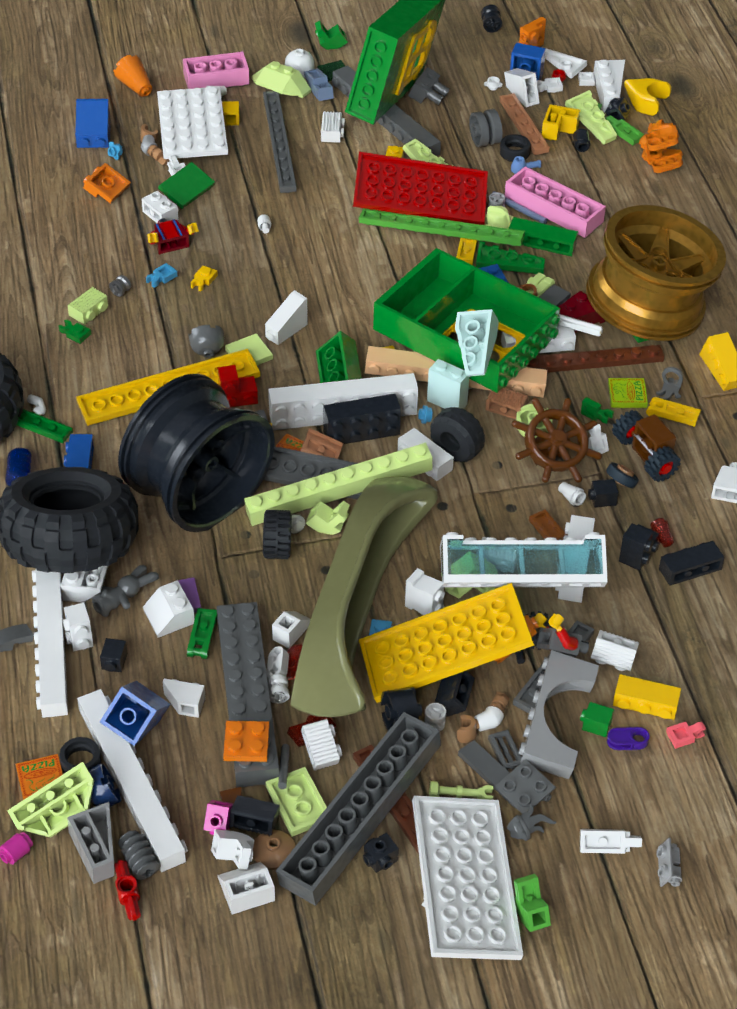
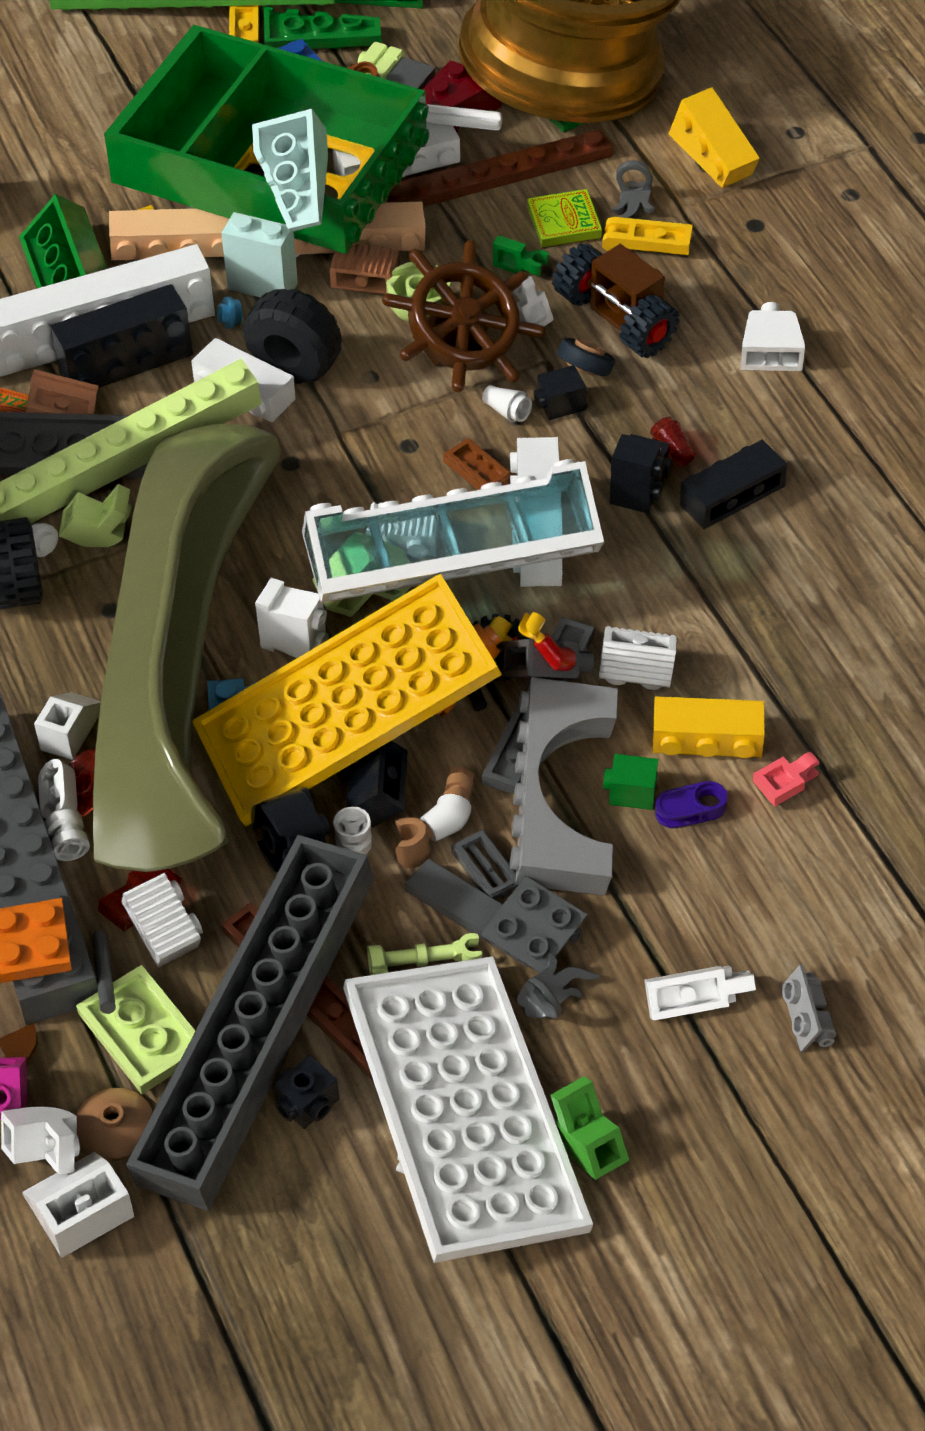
camera: 10 degrees left, 5 degrees up
(254, 815) = (67, 1070): black brick -> none

